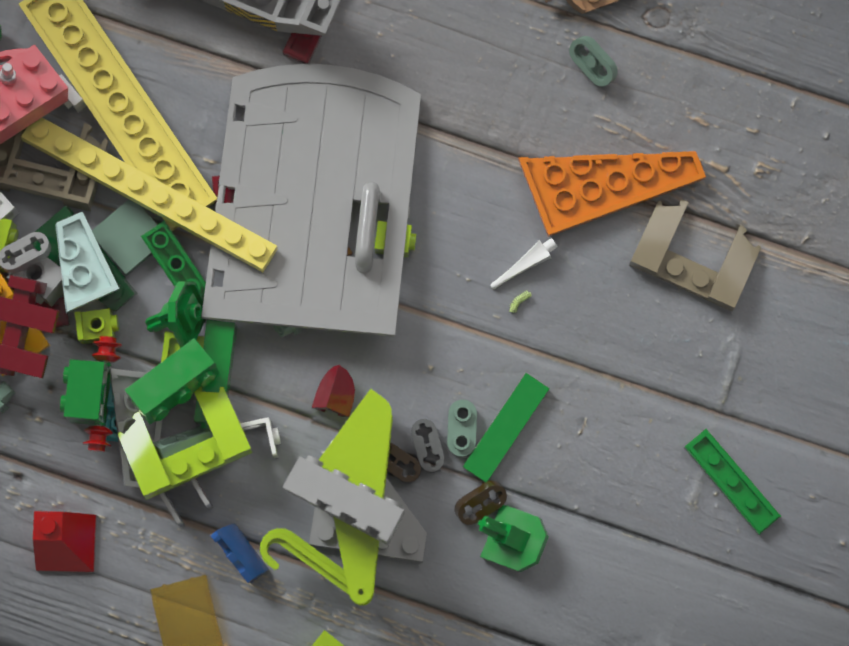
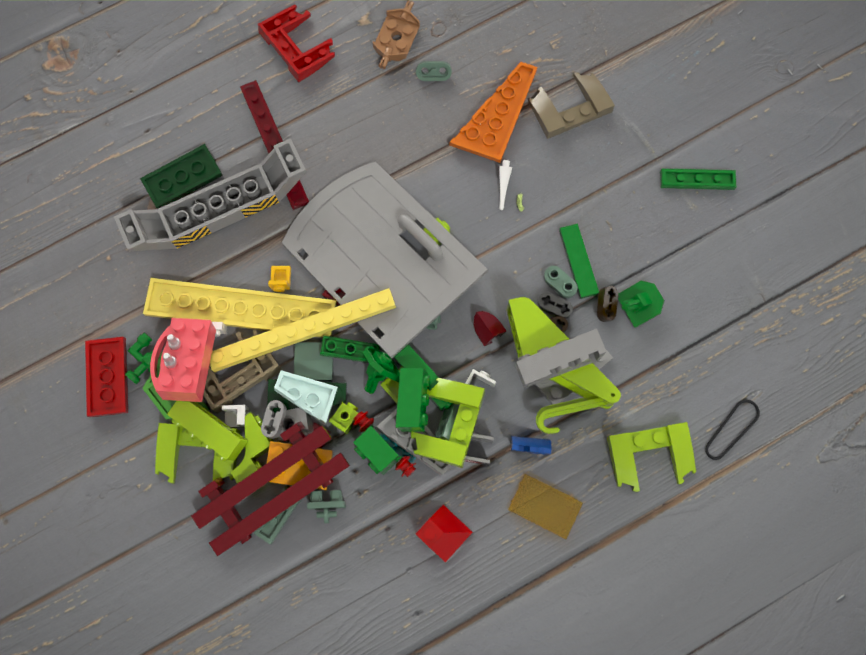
camera: 45 degrees left, 5 degrees down
(189, 114) = (280, 278): none -> yellow bracket

